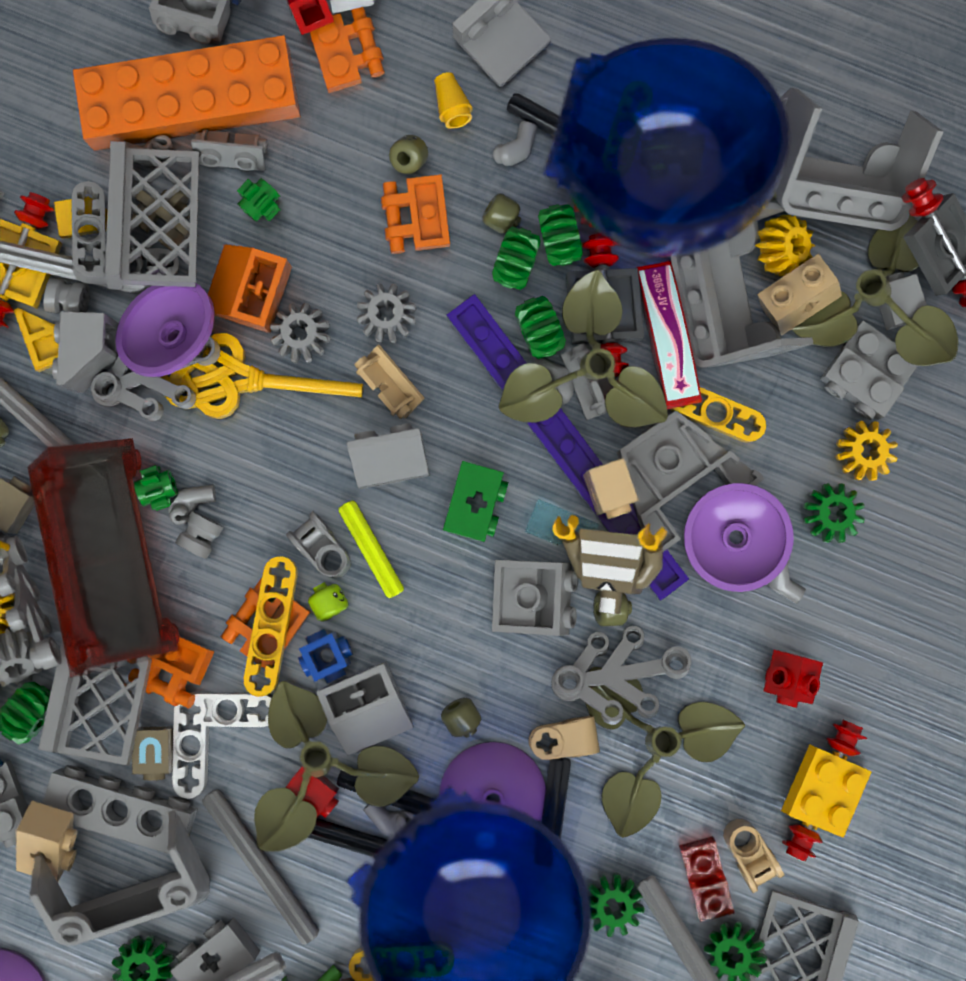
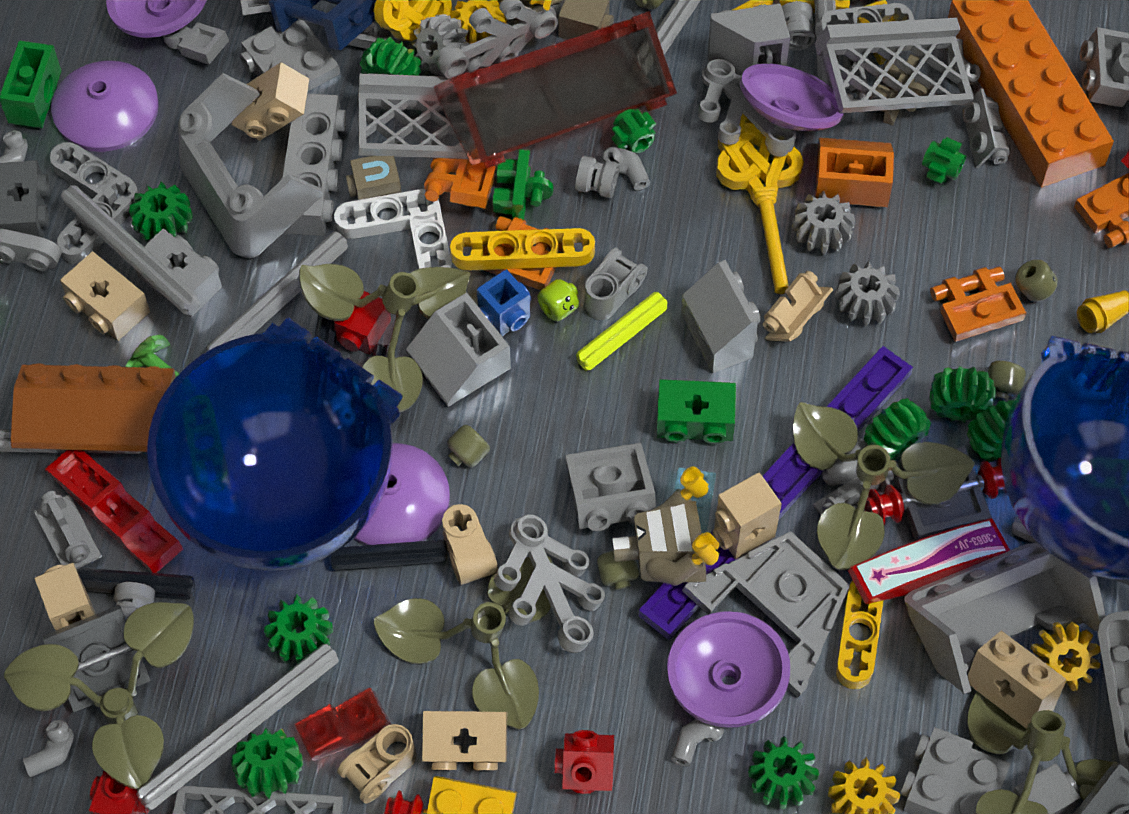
camera: 75 degrees right, 25 degrees down
(208, 619) = (518, 173): none -> green hips
(748, 778) = (442, 726): none -> tan brick

